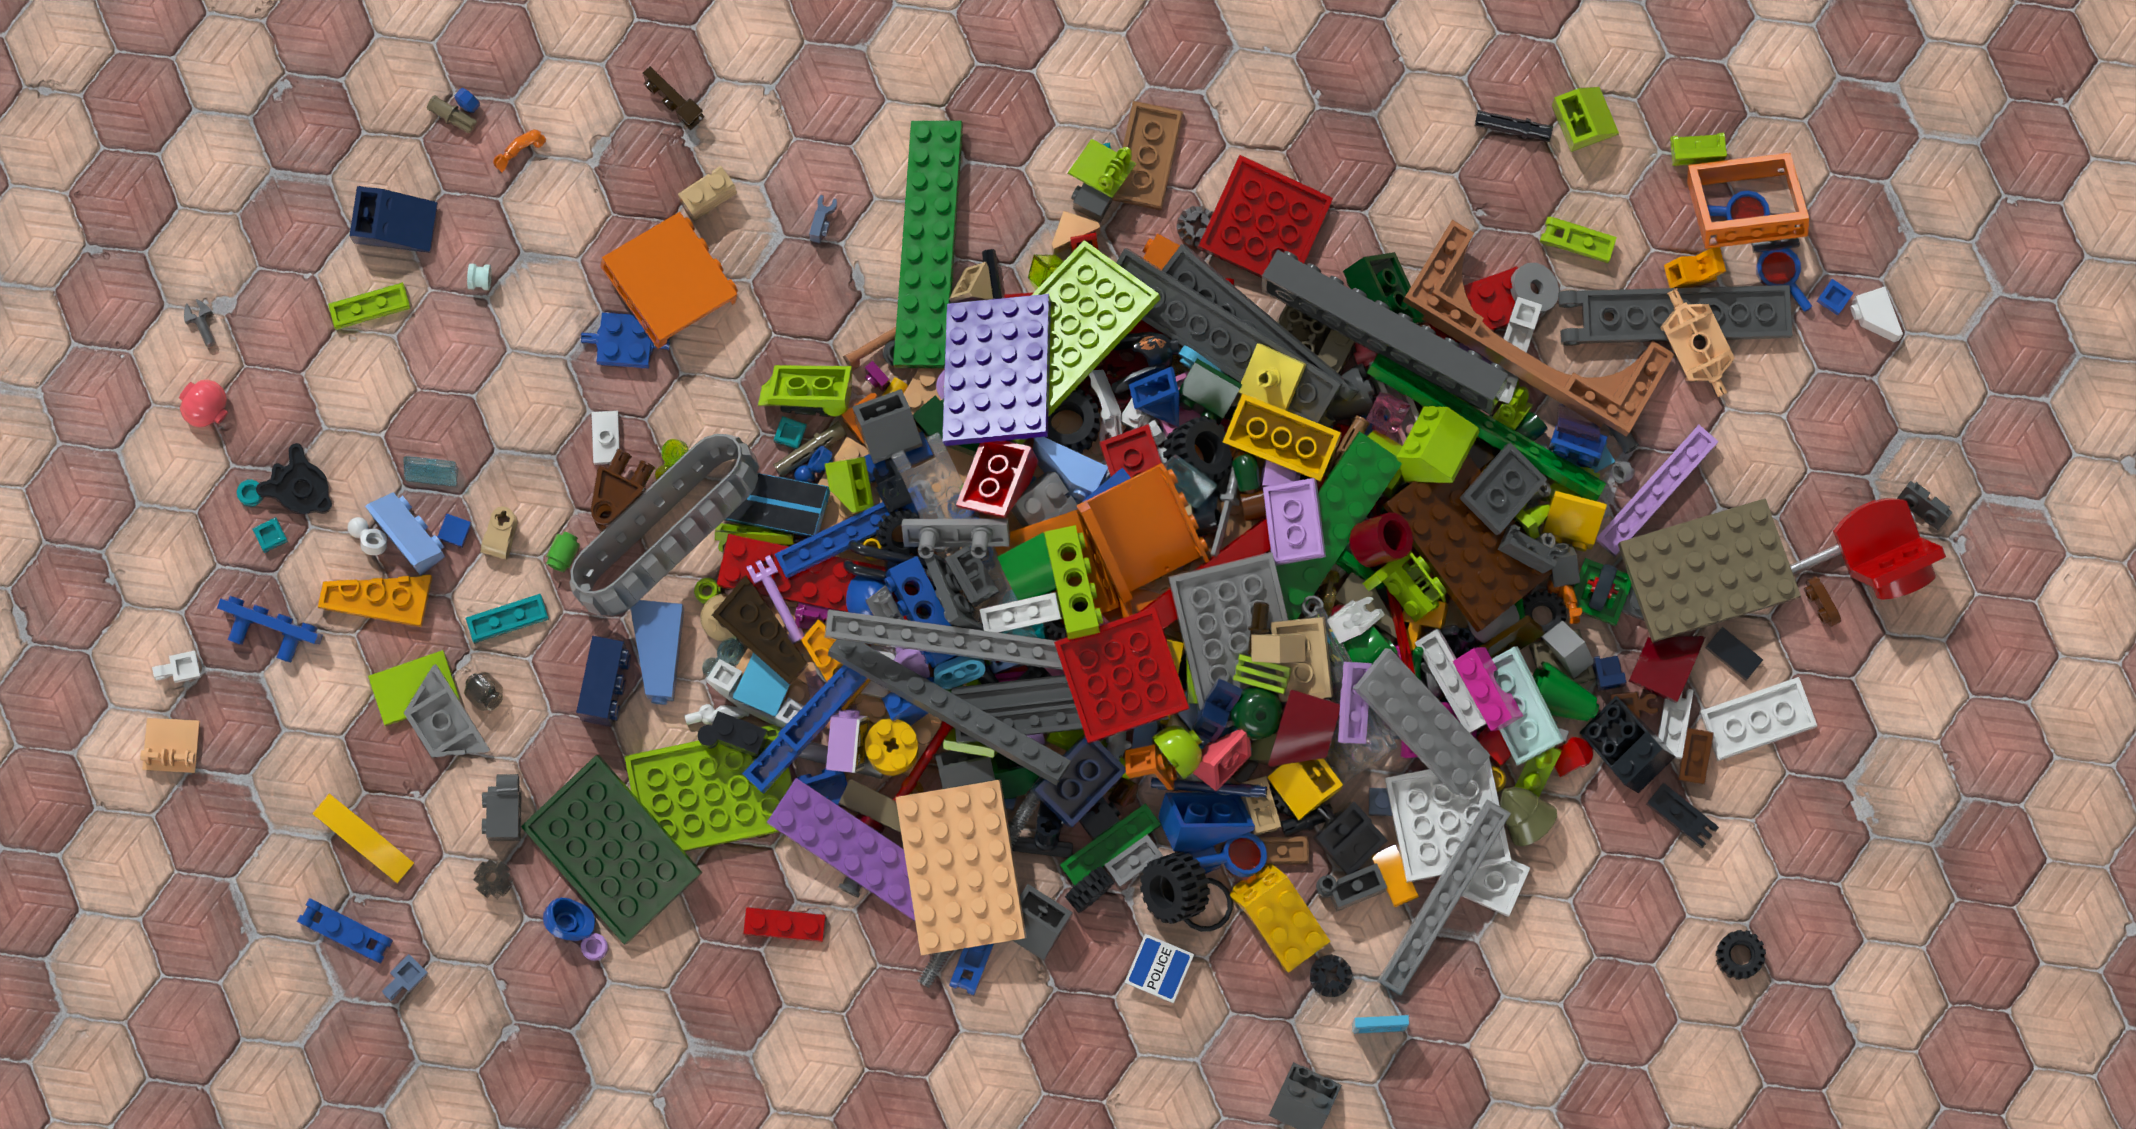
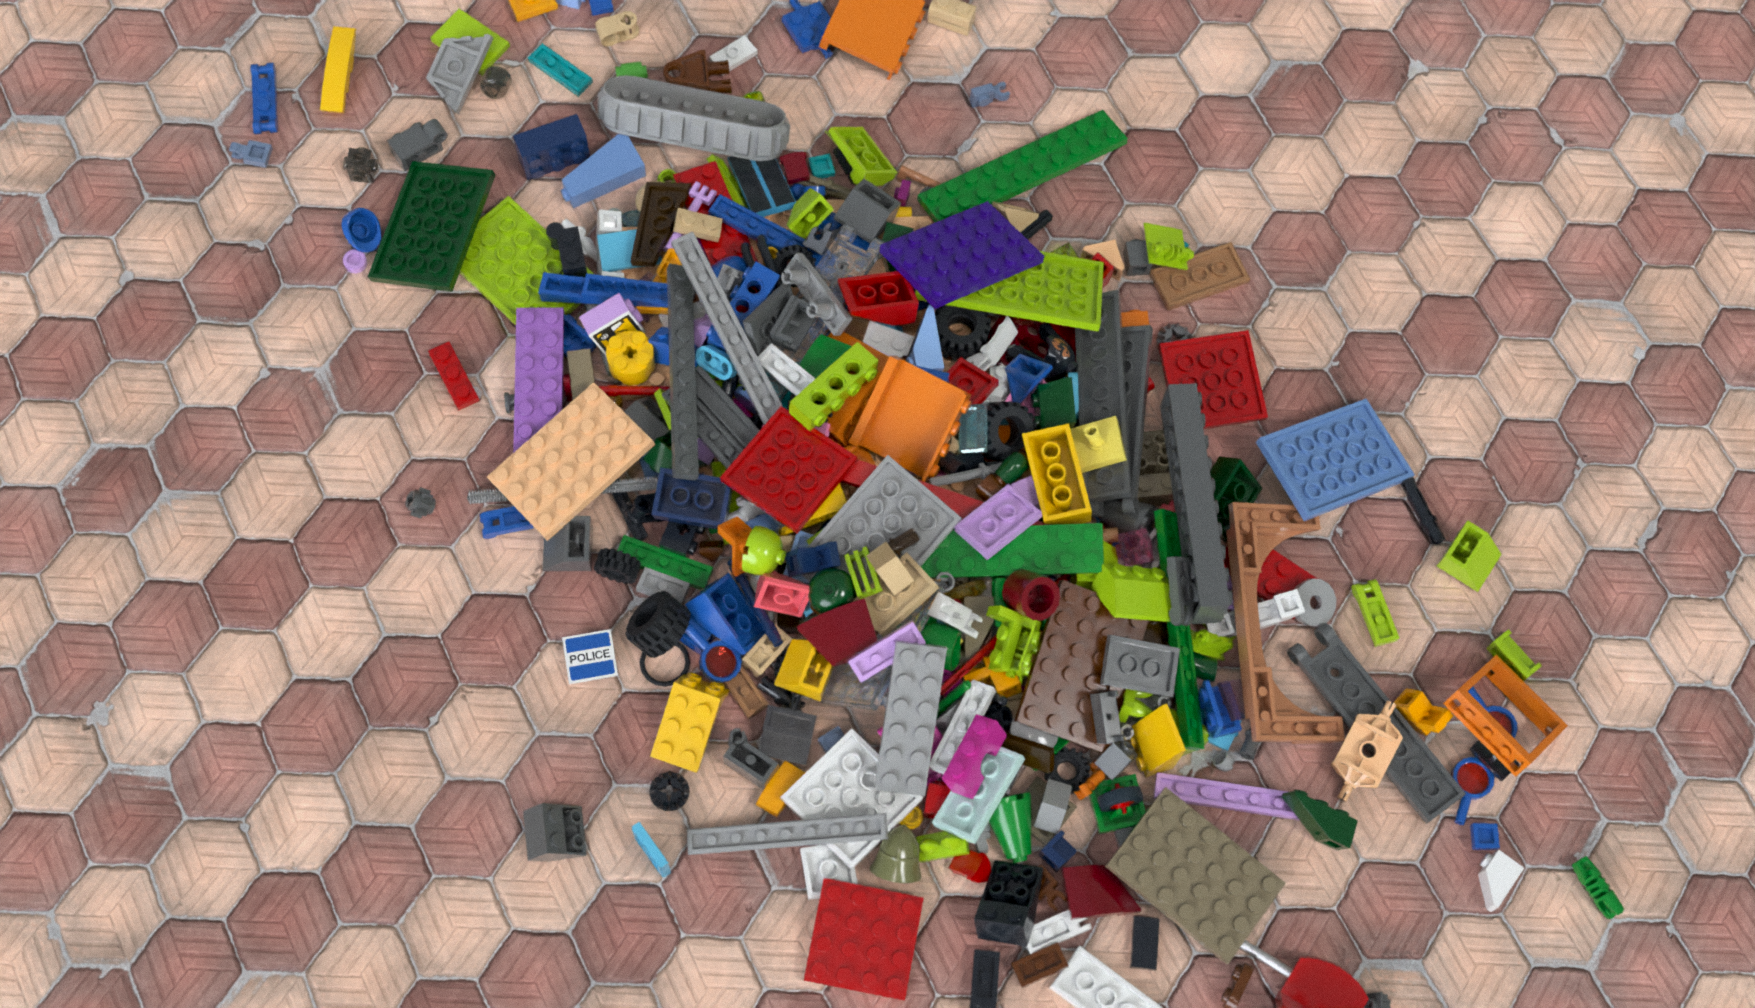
camera: 50 degrees right, 10 degrees down
(781, 460) = (795, 167): none -> dark red tile
(796, 596) = (702, 225): none -> tan plate
(903, 1032) = (420, 502): none -> dark grey gear
(1417, 169) = (1334, 459): none -> medium blue plate
(1459, 404) = (1180, 591): none -> dark grey hinge
(1575, 891) = (863, 939): none -> red plate
(1736, 427) = (1324, 823): none -> dark green slope
(1939, 235) = (1597, 887): none -> green hinge

